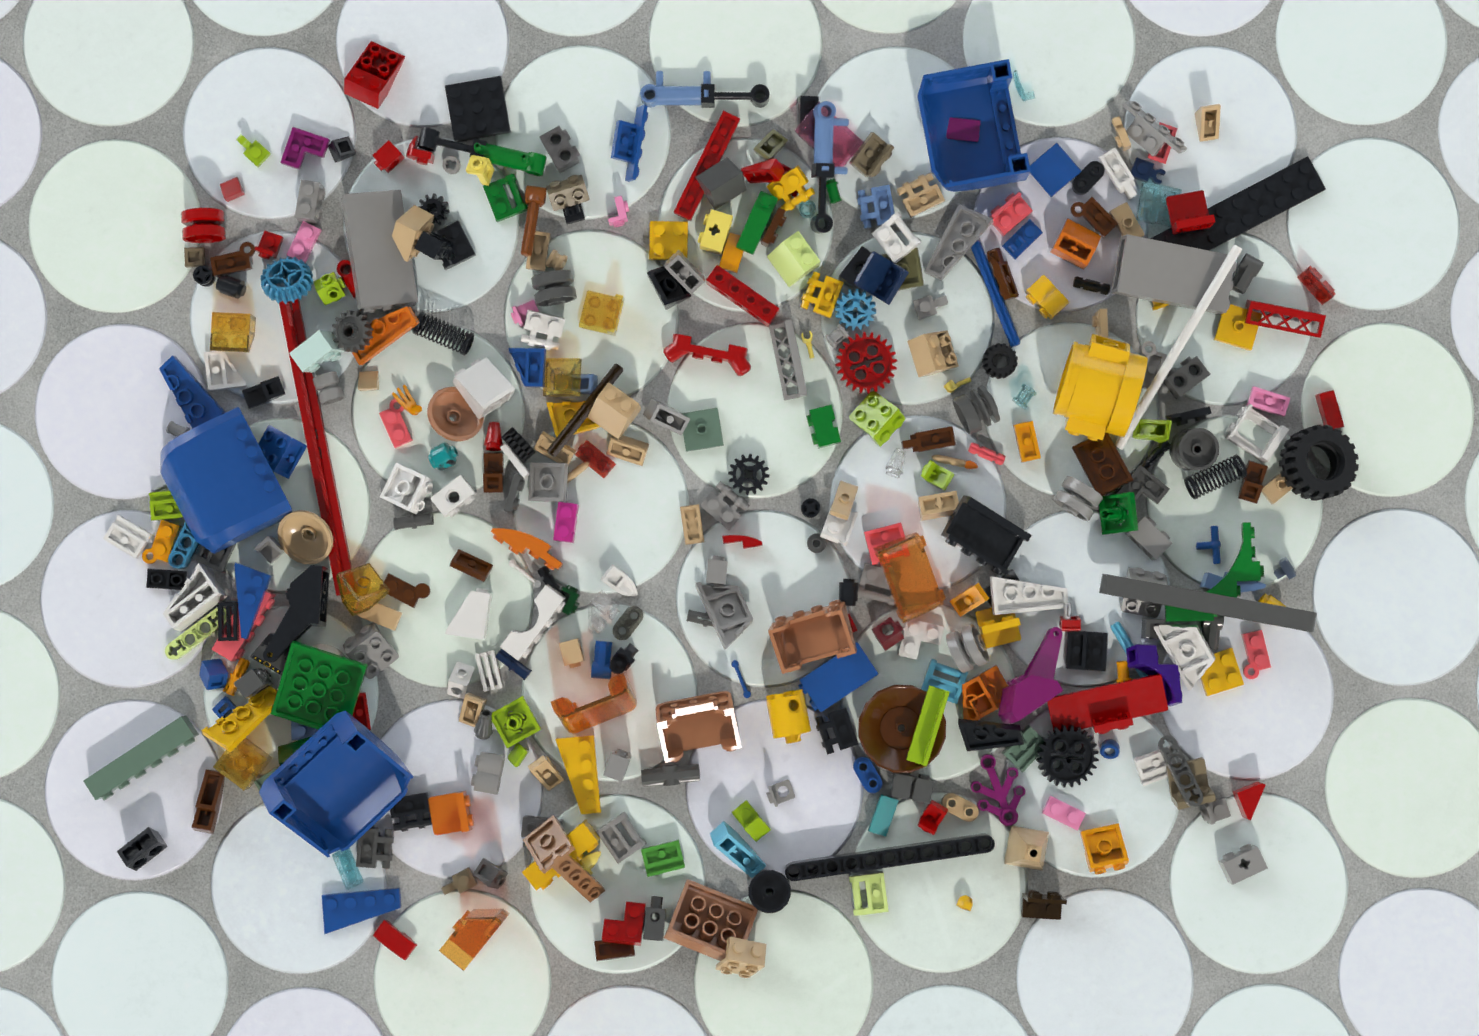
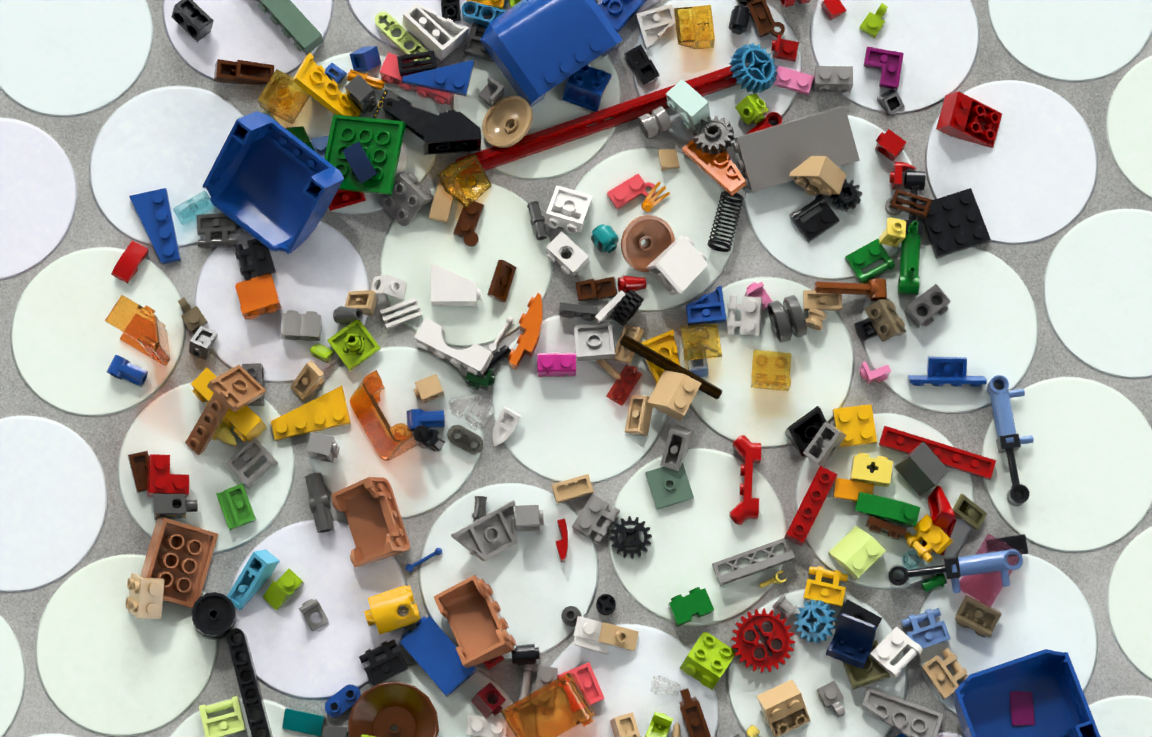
camera: 85 degrees right, 10 degrees down
(328, 693) = (359, 162): none -> dark blue slope
(434, 246) = (809, 198): black brick -> none
(460, 132) = (909, 210): none -> reddish brown tile
(507, 956) = (124, 369): none -> blue piece
(513, 664) = (409, 335): dark blue axle -> none

